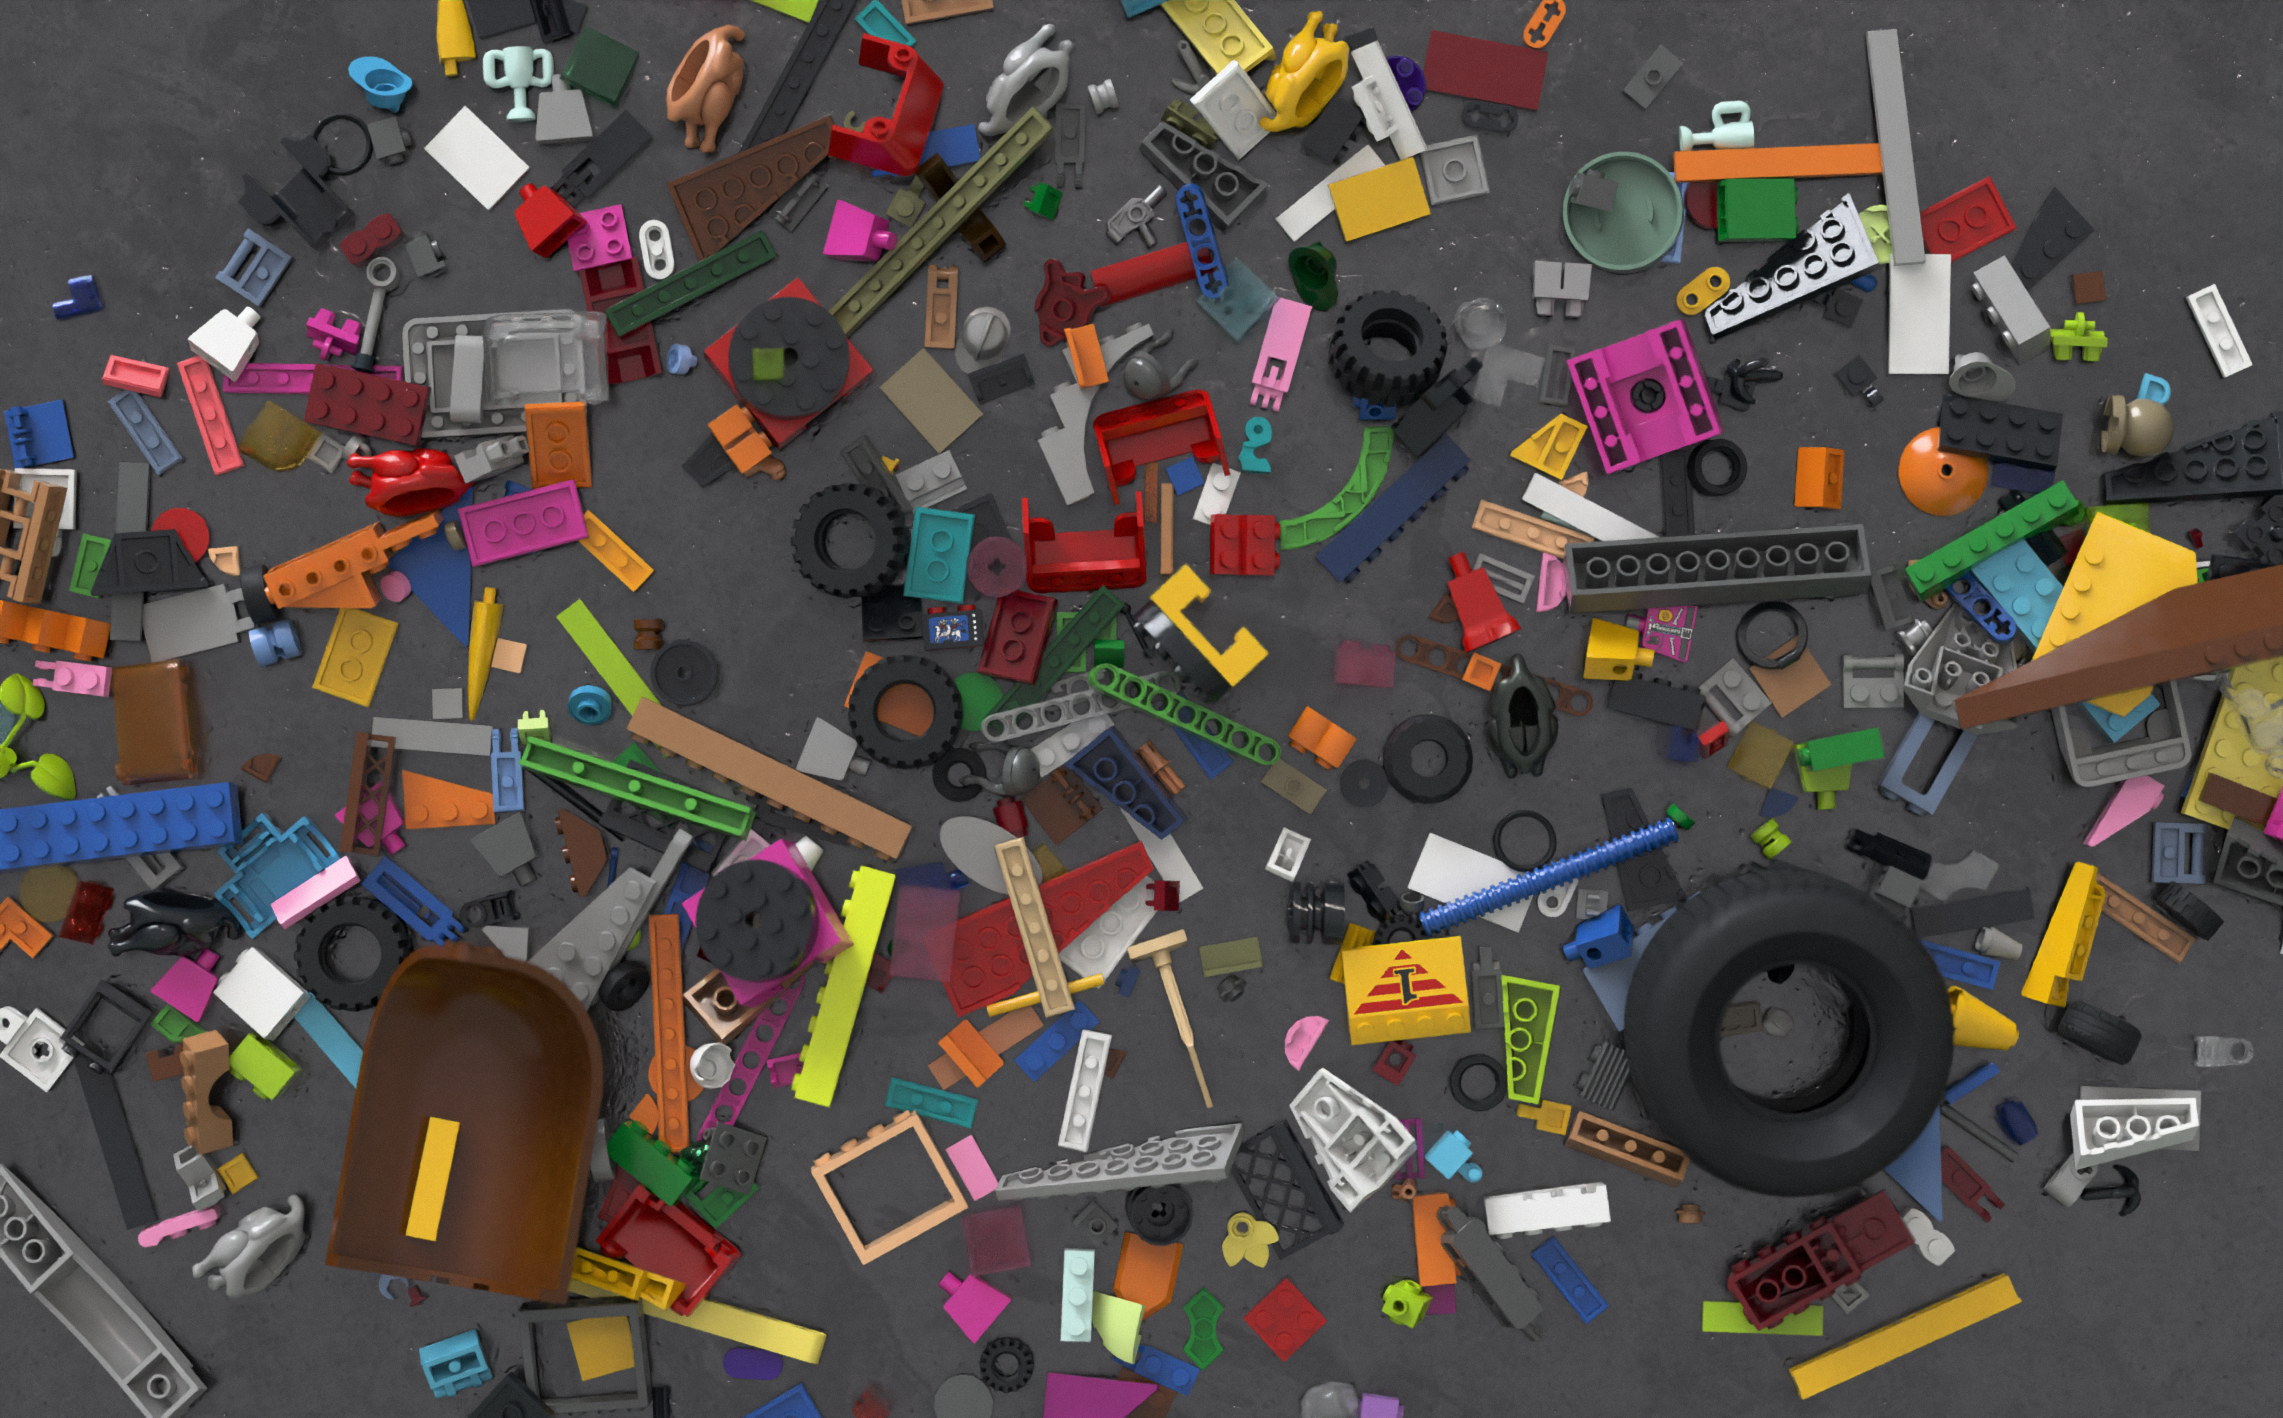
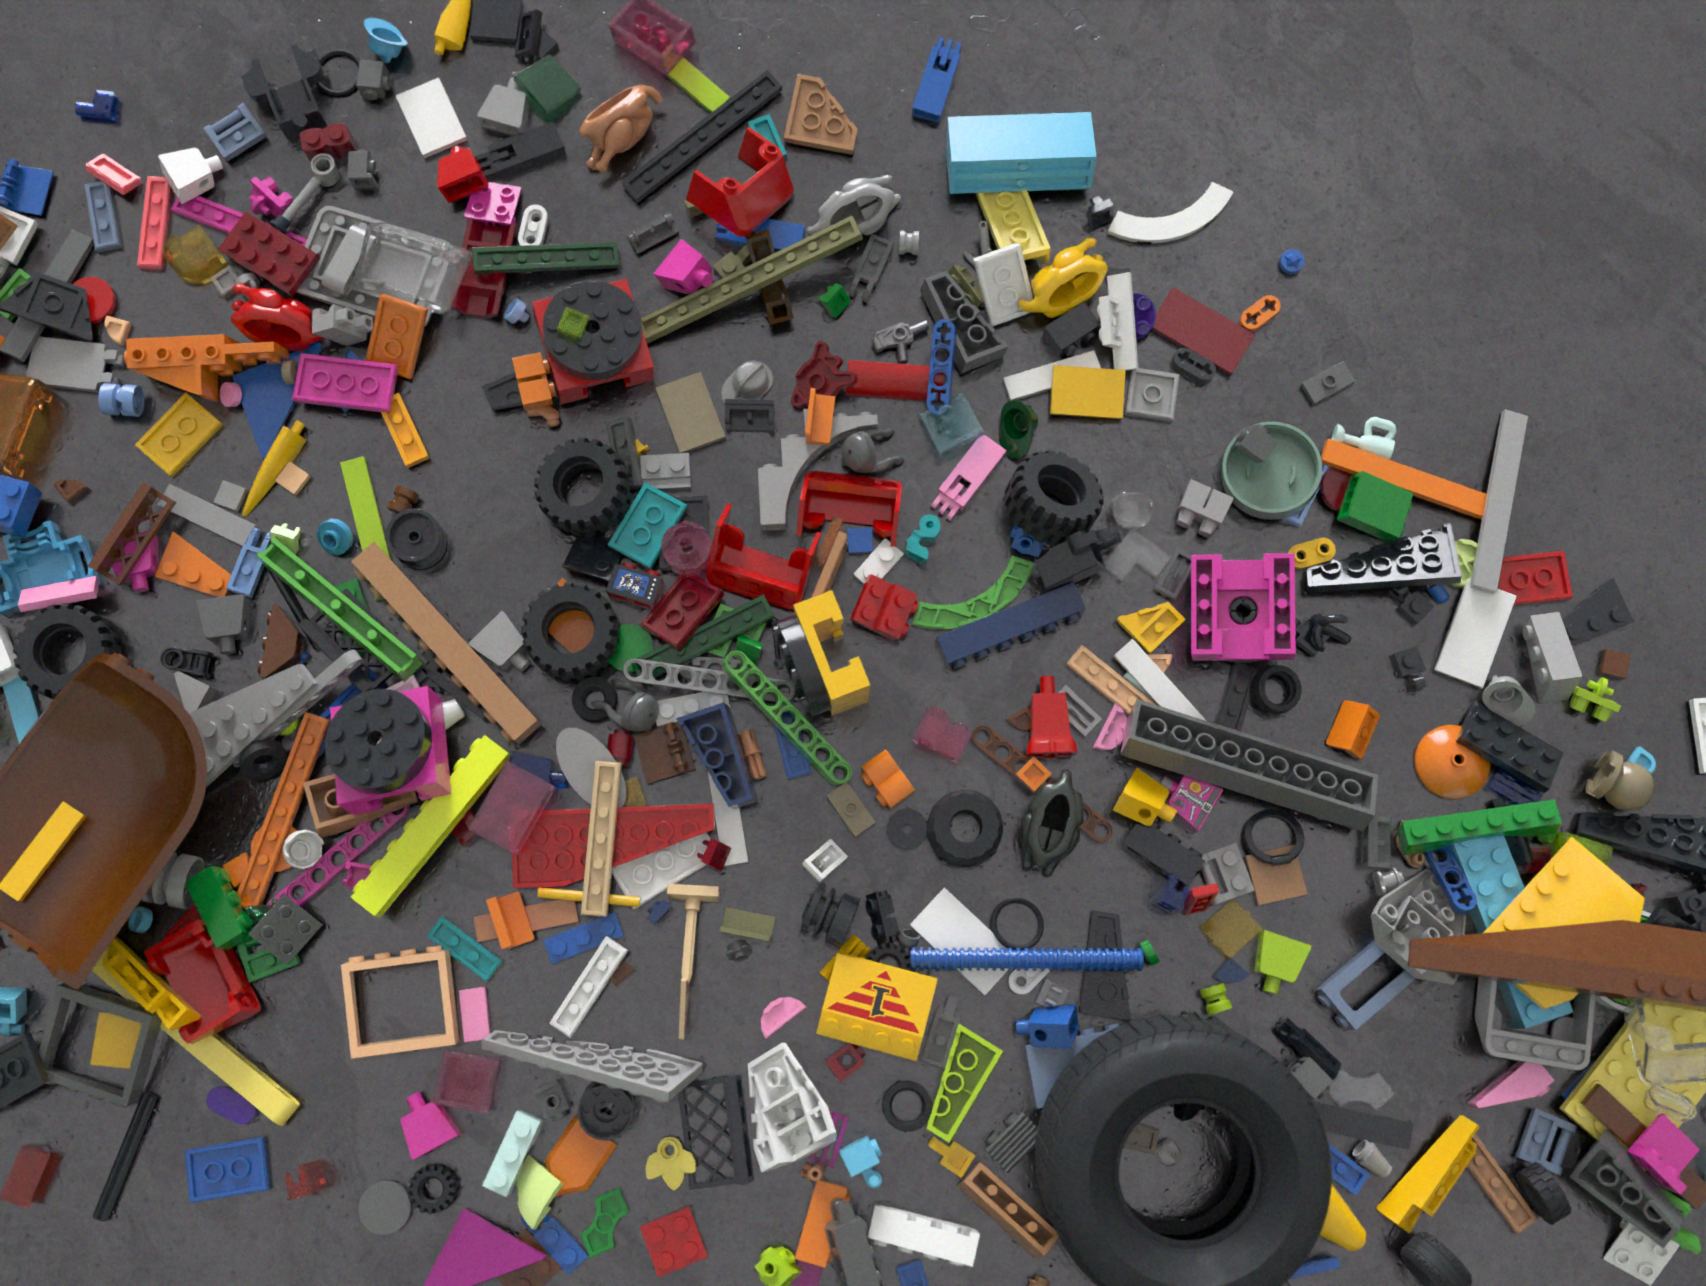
camera: 15 degrees right, 10 degrees down
(254, 594) = (115, 360): black tyre -> none
(407, 896) = (132, 628): blue hinge -> none
(518, 72) = (487, 68): light aqua piece -> none
(736, 190) = (607, 206): reddish brown wing -> none
(941, 308) = (726, 348): medium nougat plate -> none
(1840, 750) = (1302, 946): green brick -> none
(1873, 691) = (1338, 912): light grey plate -> none

